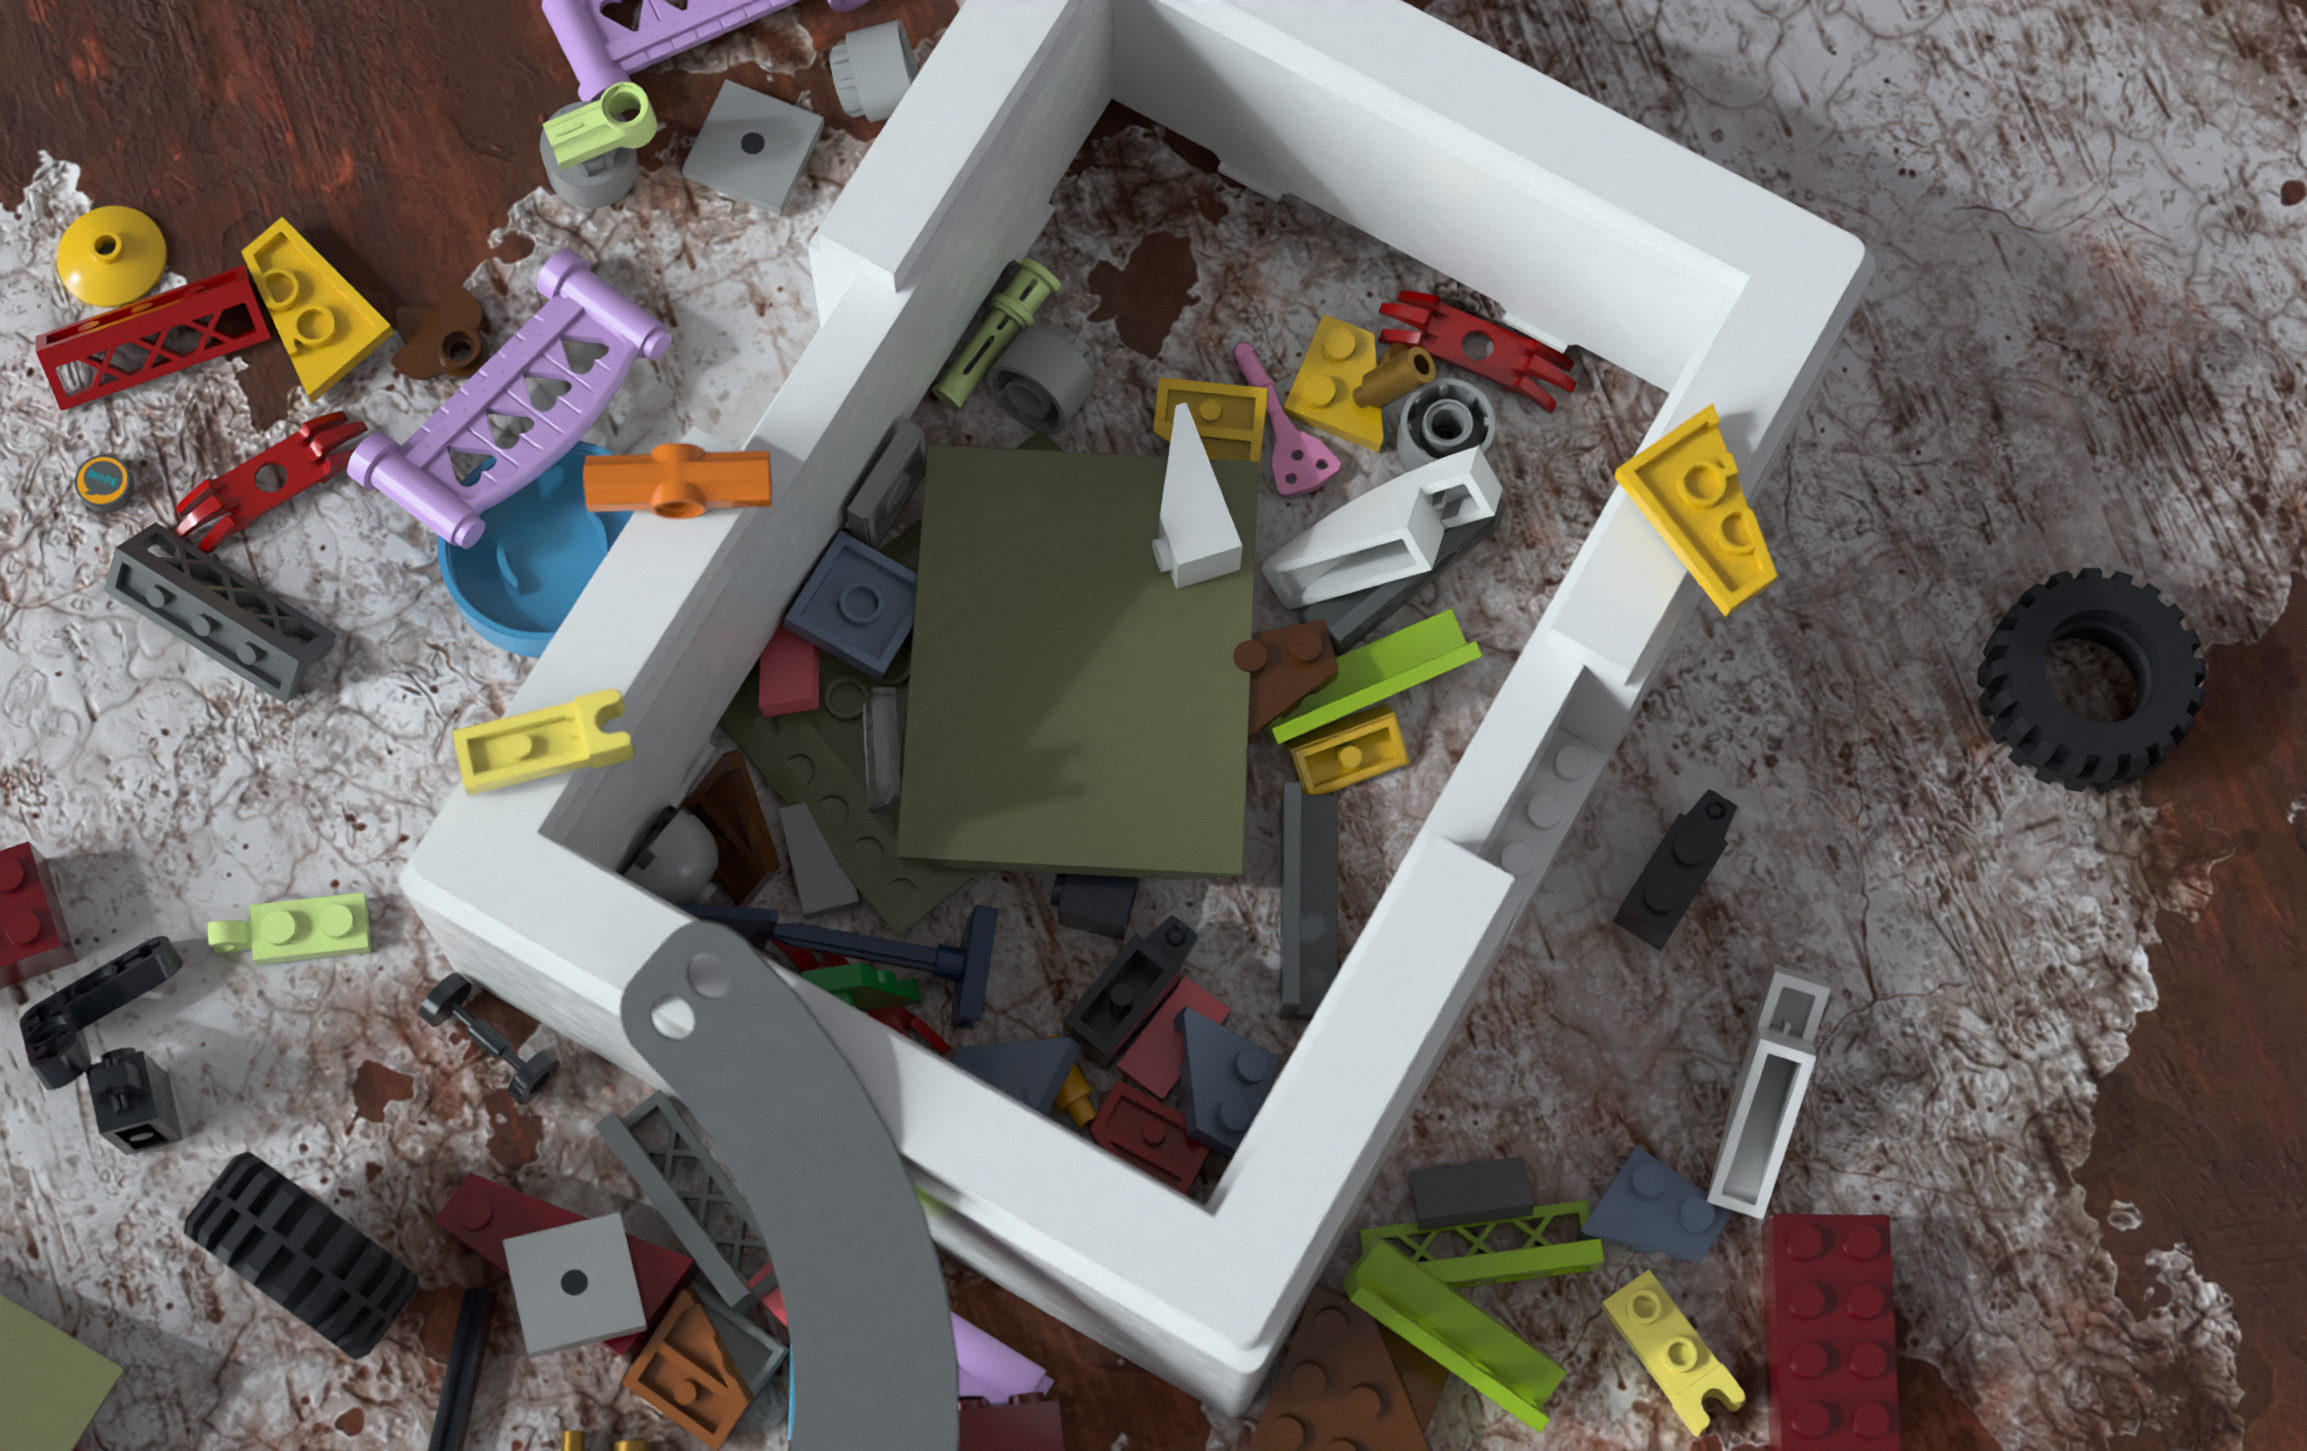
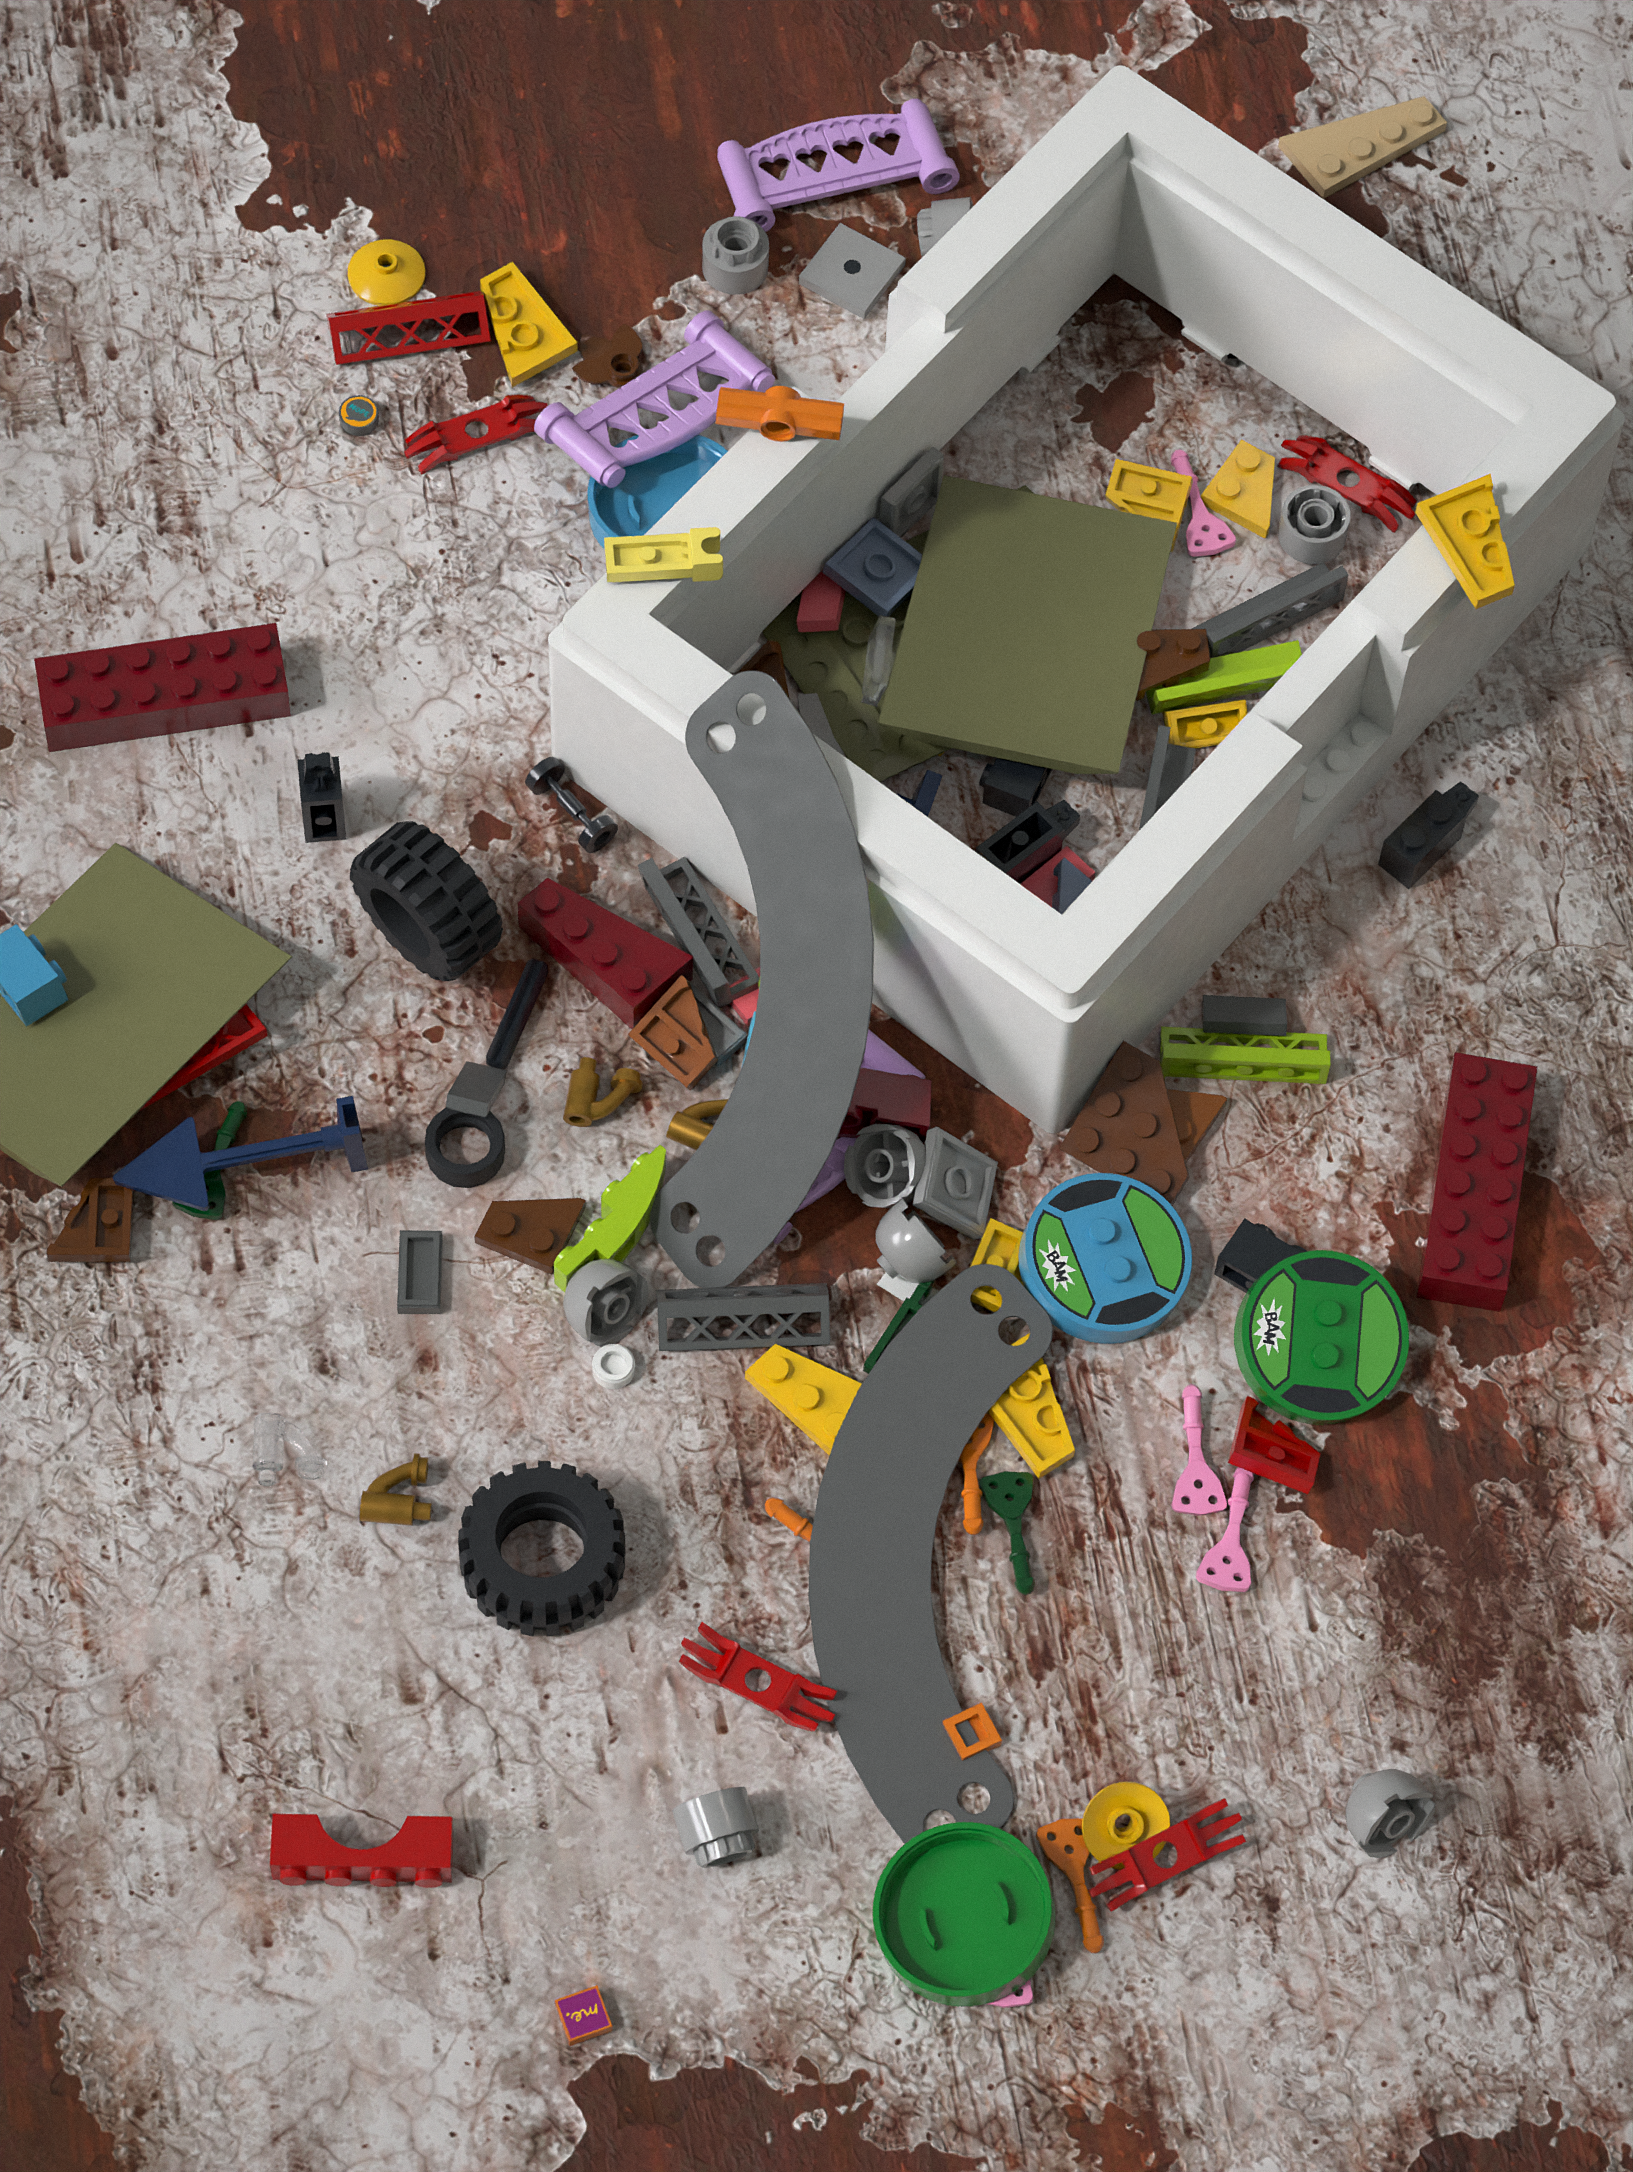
camera: 10 degrees right, 10 degrees down
(55, 1025) = (283, 745): black beam -> none
(210, 615) = (424, 507): dark grey fence -> none
(297, 929) = (447, 718): yellowish green plate -> none
(574, 1285) = (609, 953): light grey tile -> none
(595, 127) = (750, 228): yellowish green piece -> none
(1004, 308) = (1017, 401): yellowish green pin -> none
(1044, 377) = (1031, 441): light grey piece -> none
(1194, 522) = (1125, 549): white slope -> none
(1385, 531) = (1258, 579): white slope -> none
(1399, 374) = (1283, 481): pearl gold plant -> none
(1454, 1331) = (1217, 1090): lime fence -> none
(1656, 1212) = (1375, 1049): sand blue wing -> none
(1672, 1351) = (1369, 1139): light yellow plate -> none
(1768, 1091) = (1467, 981): white slope -> none

